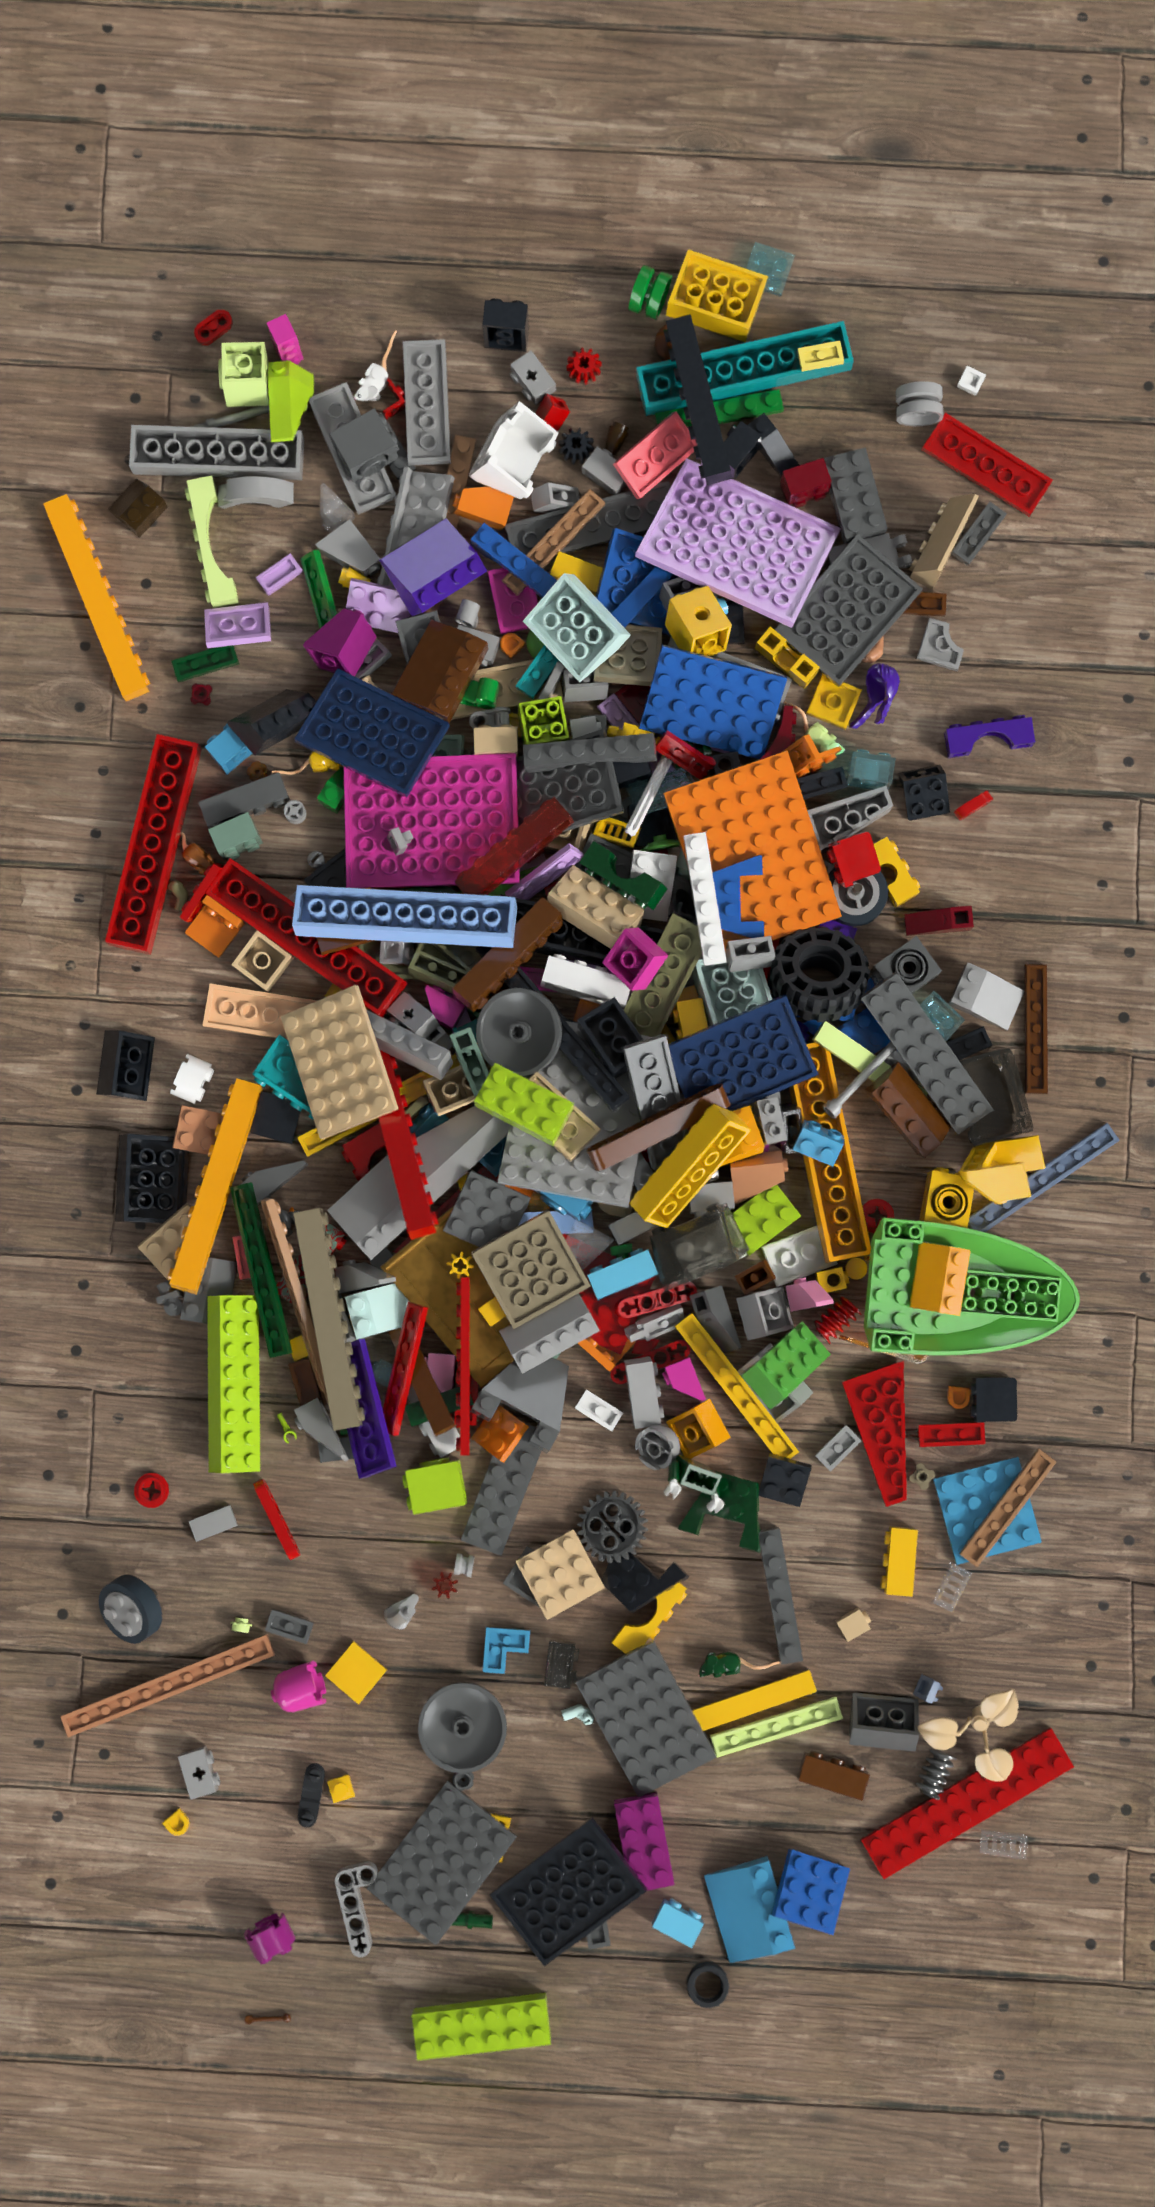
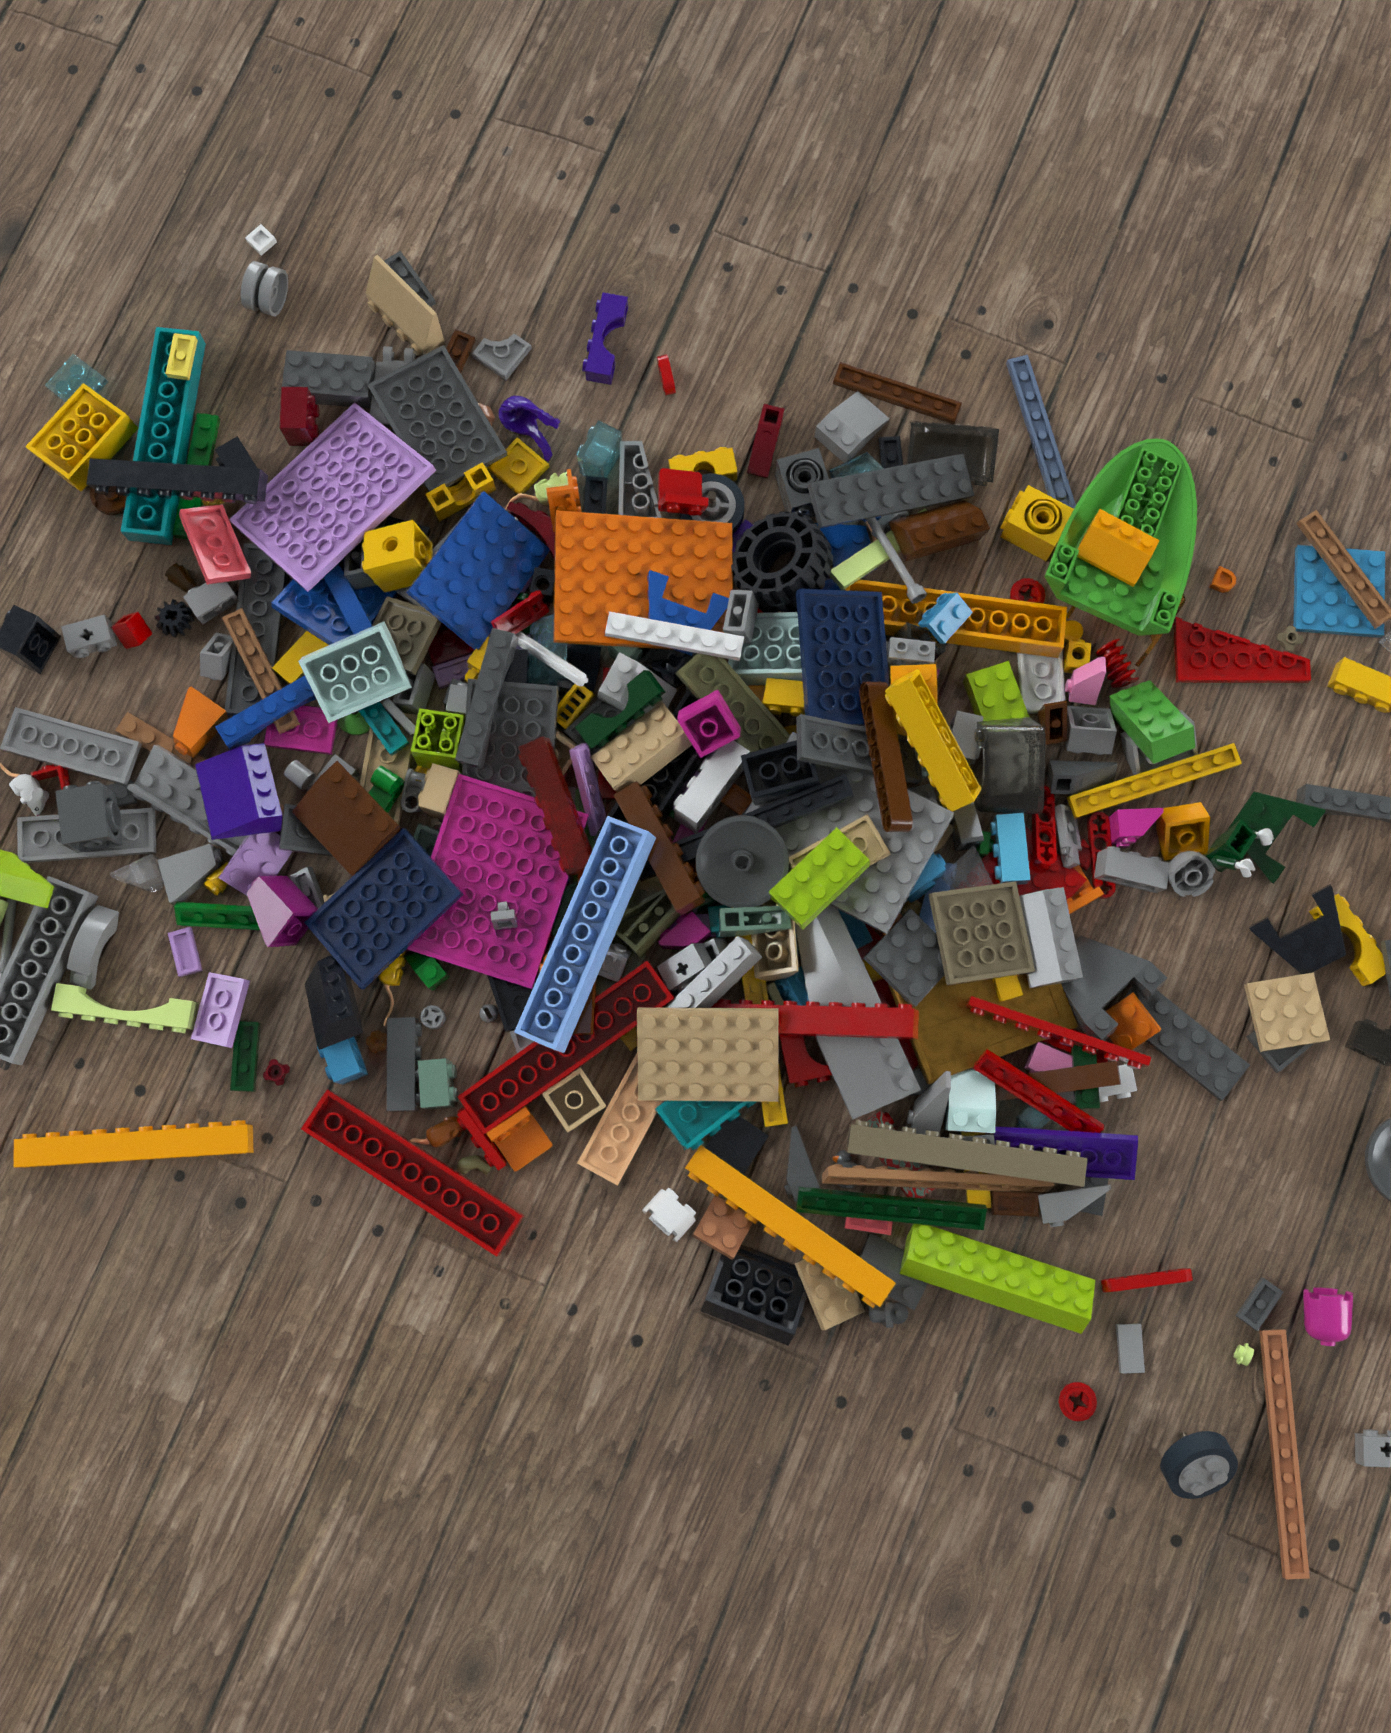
camera: 75 degrees left, 5 degrees down
(125, 1065) = (630, 1280): black slope -> none
(138, 507) = (58, 1070): dark brown slope -> none
(286, 1428) = (1056, 1239): lime hand -> none
(356, 1672) = (1324, 1251): yellow tile -> none
(401, 1612) = (1280, 1186): light grey animal -> none
(435, 1486) = (1164, 1105): lime brick -> none
(451, 1583) = (1256, 1130): clear red gear -> none
(455, 1268) = (959, 999): yellow gear -> none
(464, 1565) = (1249, 1105): light grey wheel -> none
(499, 1642) = (1335, 1094): dark azure plate -> none
(511, 644) = (346, 748): orange tile -> none
(513, 451) = (154, 677): white windscreen -> none
(584, 358) = (93, 578): red gear -> none
(598, 1539) = (1263, 964): dark grey gear -> none
(599, 1410) = (1134, 920): white plate -> none
(647, 292) = (52, 494): green wheel -> none
(660, 842) = (598, 667): bright green dish -> none
(757, 1174) = (955, 685): nougat slope -> none
(773, 445) = (252, 435): black slope -> none
(784, 1480) = (1256, 765): black plate -> none
(838, 1448) = (1240, 706): light grey plate -> none
(925, 792) = (637, 412): black bracket -> none
(951, 1434) = (1258, 598): red plate -> none
(987, 464) = (346, 253): red plate -> none
(993, 1399) = (1237, 548): black bracket -> none
(1001, 1167) = (1026, 468): yellow windscreen -> none

